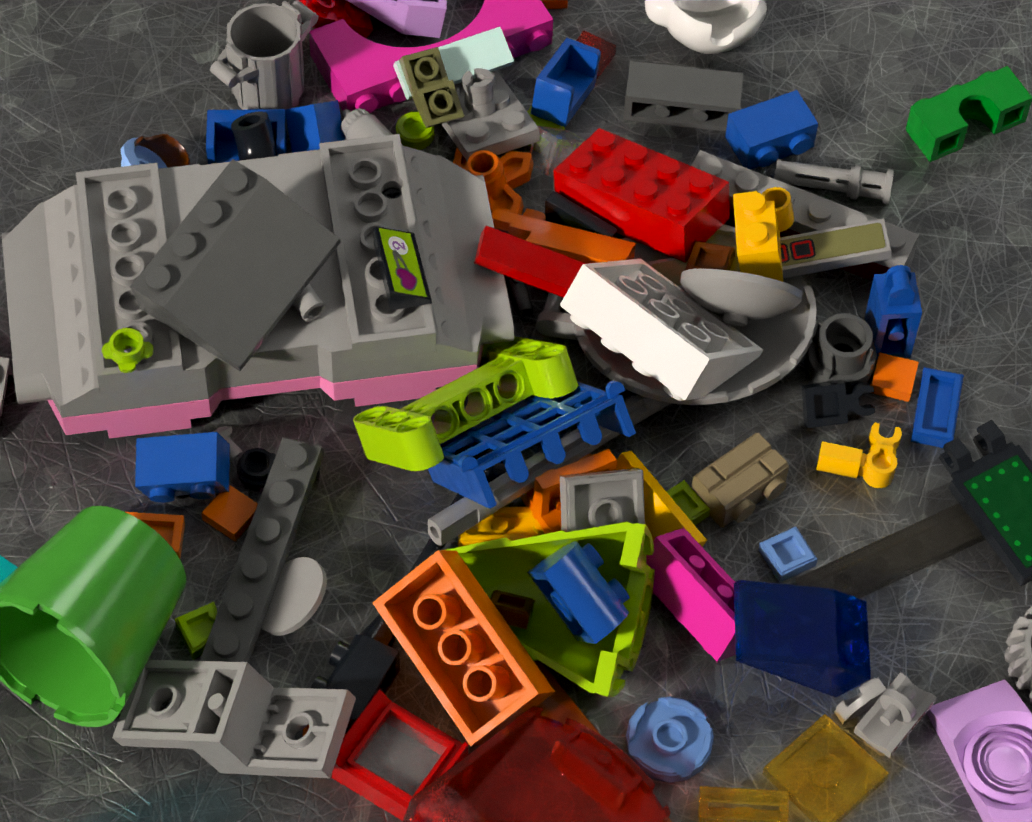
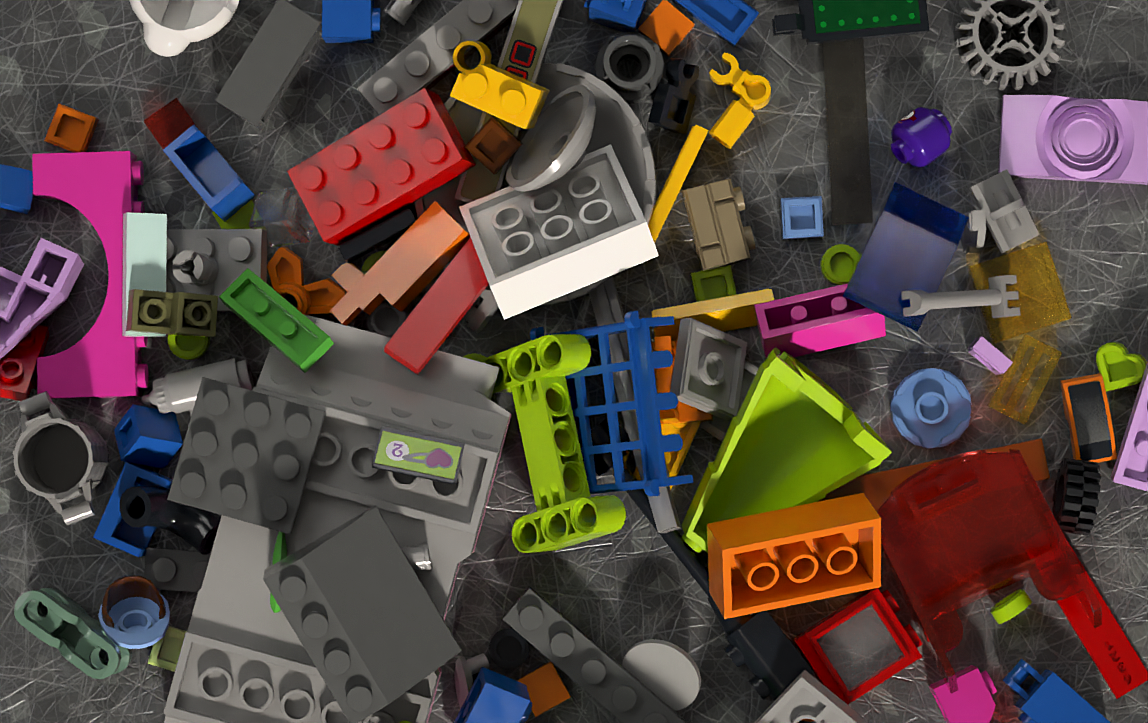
camera: 60 degrees left, 30 degrees up
(118, 115) = (71, 632): none -> sand green piece
(337, 146) = (246, 455): none -> dark grey plate
(465, 147) = (276, 320): none -> bright green plate
(514, 608) = (761, 491): reddish brown tile -> none
(580, 592) = (794, 434): blue brick -> none
(748, 761) = (989, 356): none -> lavender tile
(780, 431) = (676, 179): none -> yellow tile
(810, 738) = (995, 296): none -> light grey hinge
(921, 616) = (920, 137): none -> dark purple head

